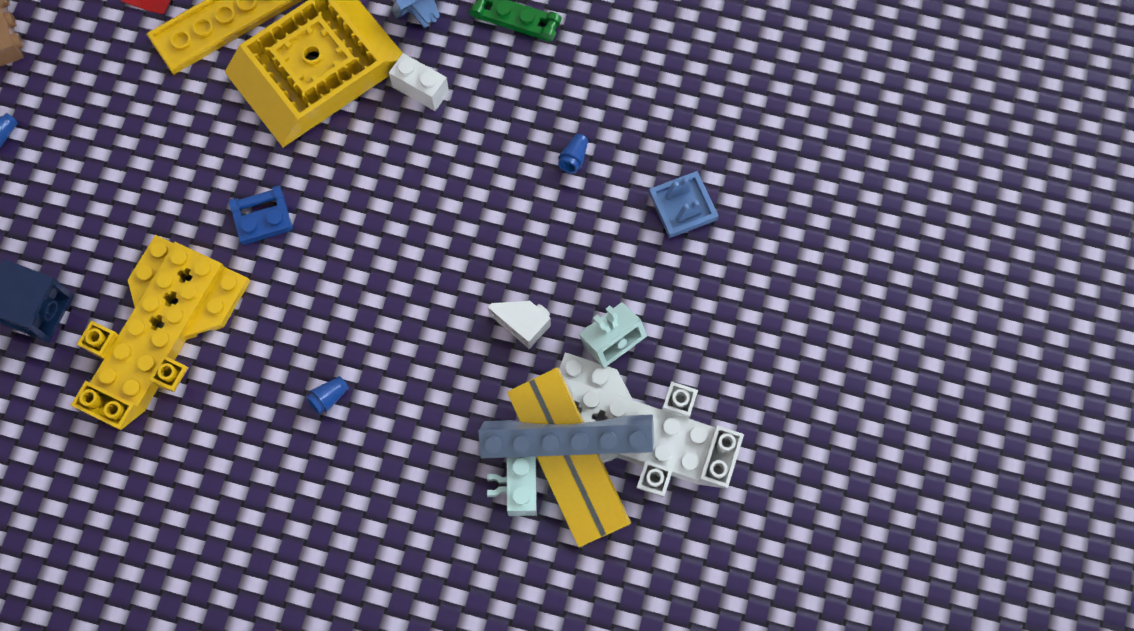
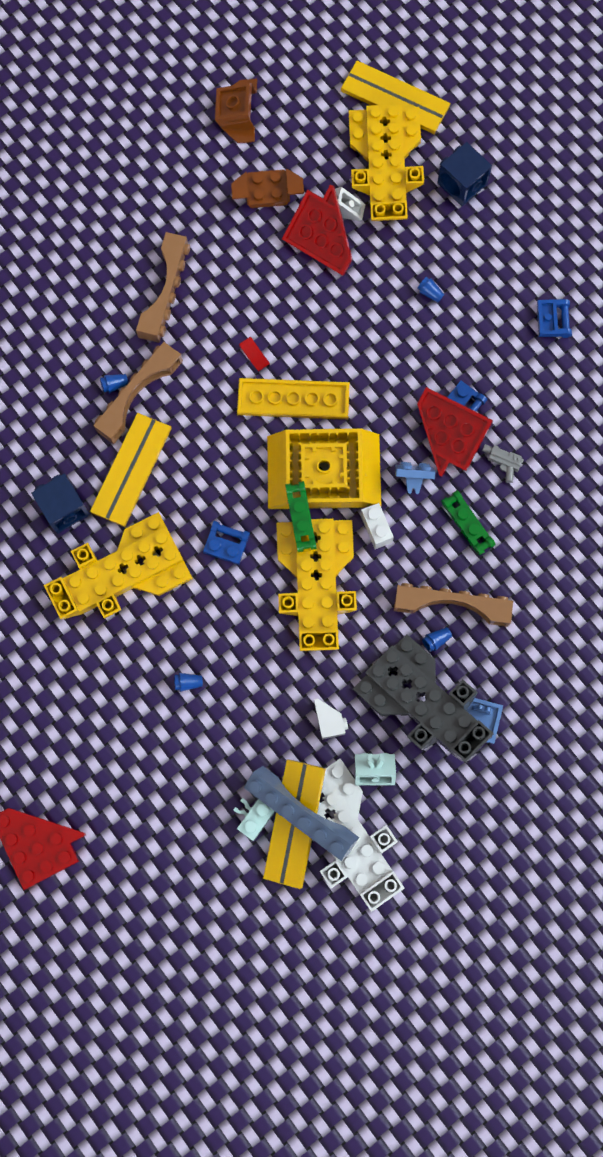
camera: 40 degrees right, 5 degrees up
(41, 76) = (160, 364): none -> medium nougat arch
(88, 213) = (131, 469): none -> yellow tile
(325, 122) = (300, 516): none -> green plate
(409, 206) = (317, 600): none -> yellow piece
(608, 84) = (493, 610): none -> medium nougat arch
(639, 223) = (440, 717): none -> dark grey piece

